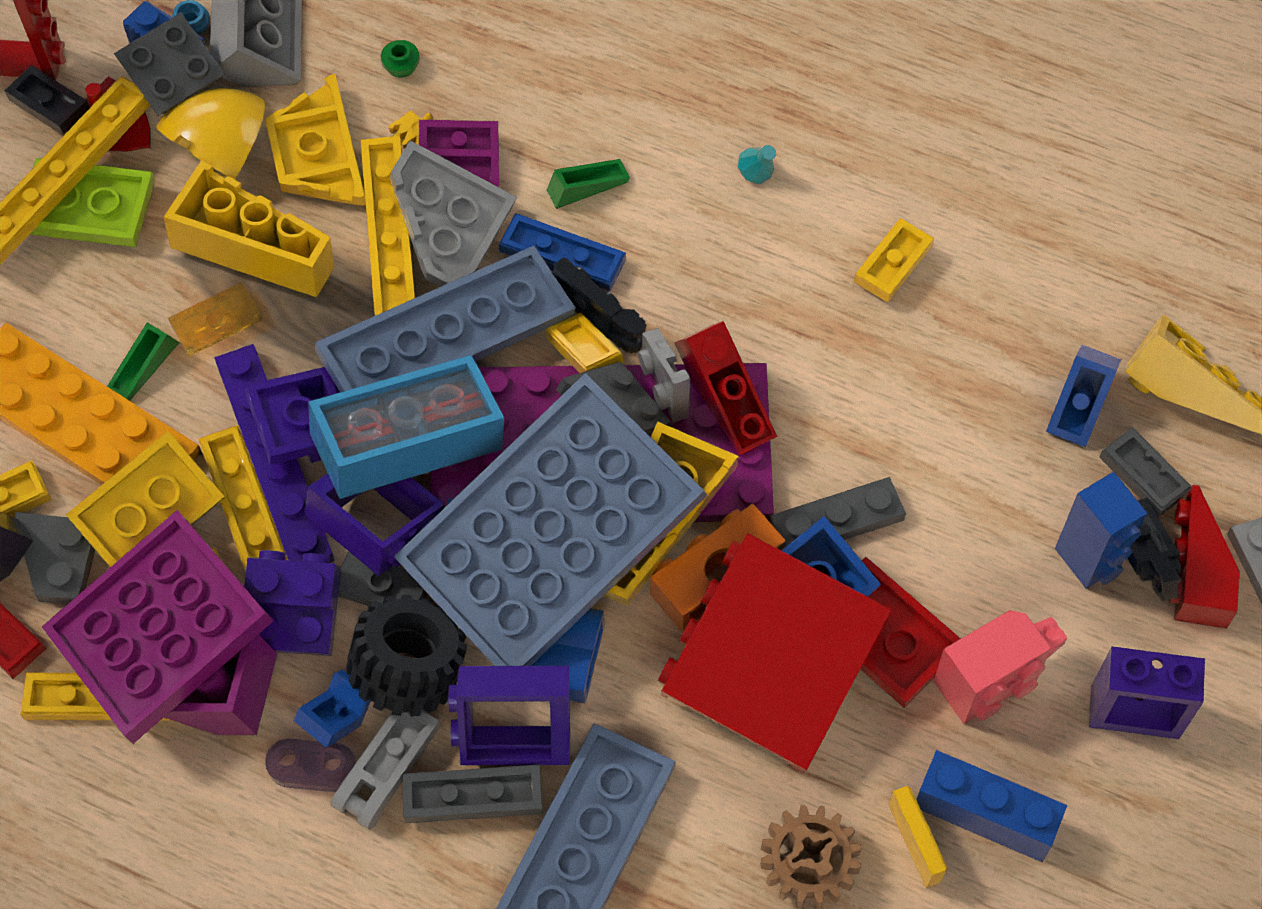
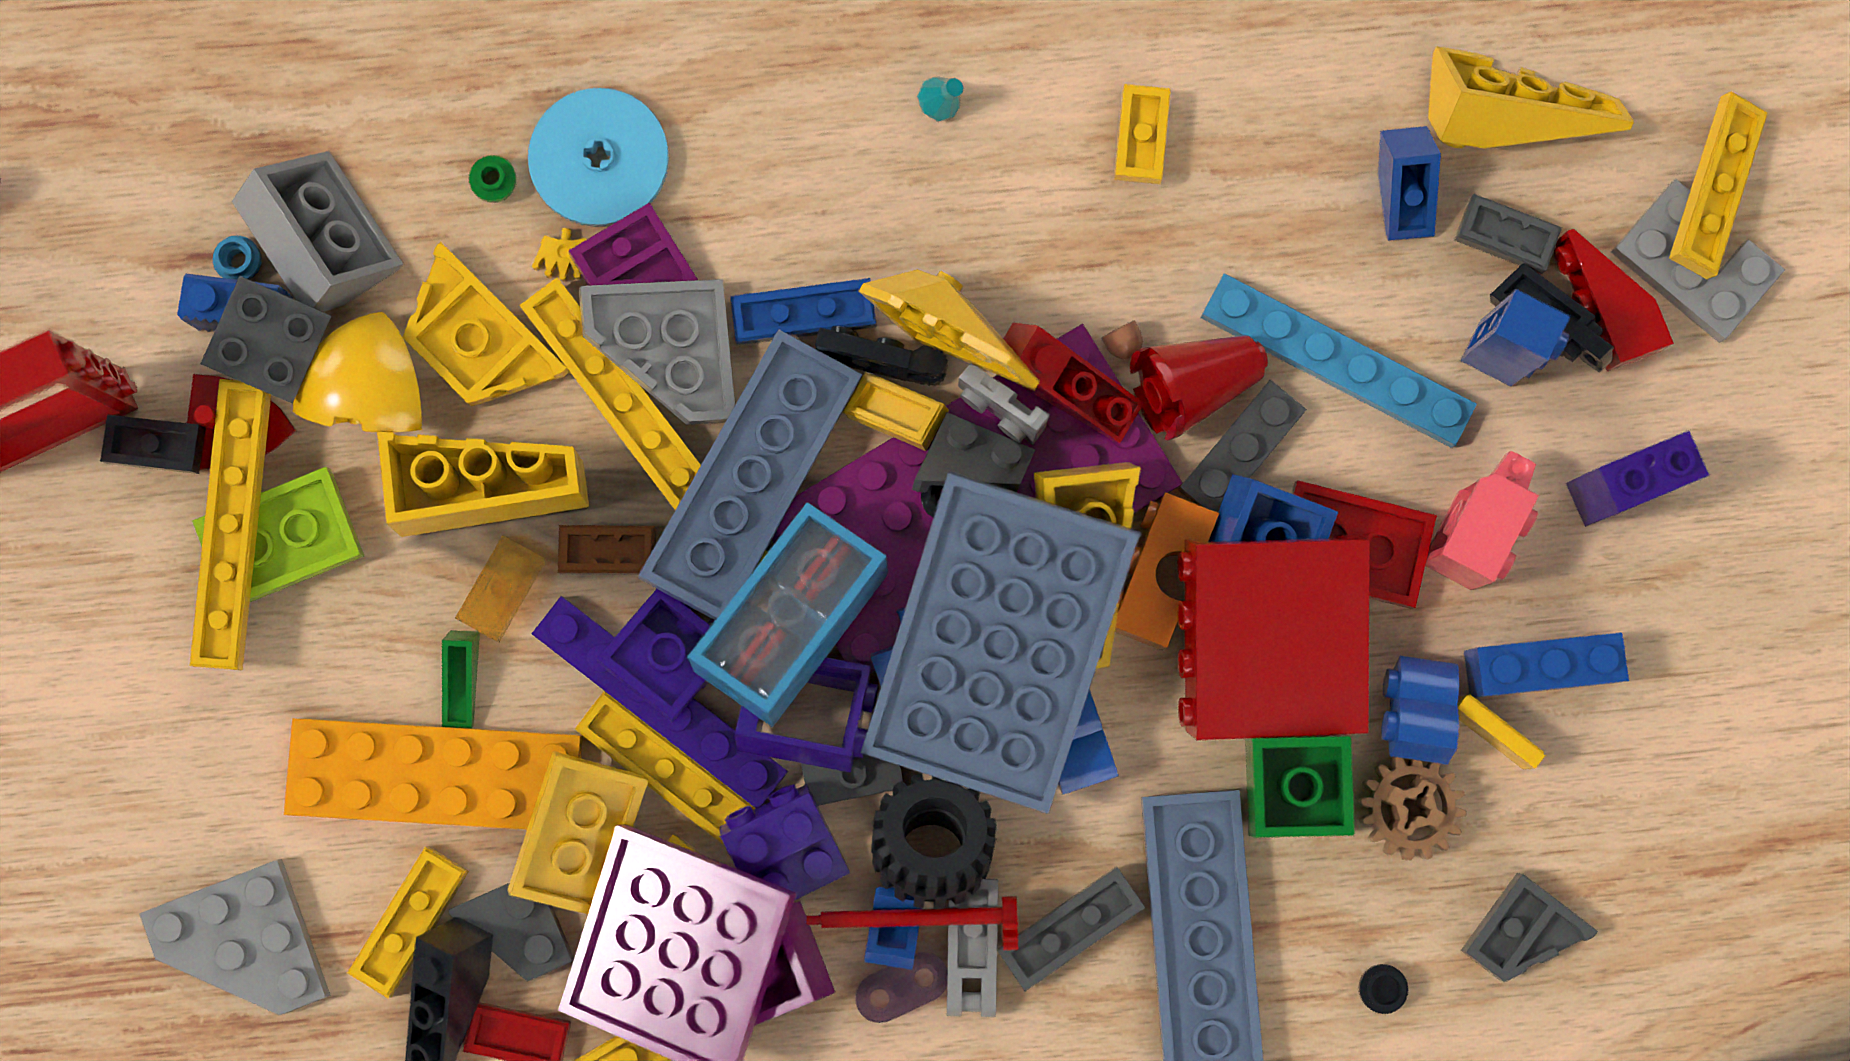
camera: 30 degrees left, 20 degrees up
(300, 326) = (604, 549): none -> reddish brown plate
(426, 747) = (1005, 915): none -> red piece
(484, 55) = (574, 130): none -> medium azure piece
(511, 743) = (1070, 841): dark purple window -> none
(586, 180) = (778, 216): green piece -> none
(655, 292) = (944, 319): none -> yellow wedge
(725, 781) = (1299, 787): none -> green brick
(791, 390) = (1124, 340): none -> nougat hinge
(829, 440) = (1194, 379): none -> red cone
(862, 779) = (1422, 710): none -> blue brick
(955, 496) = (1339, 361): none -> dark azure plate

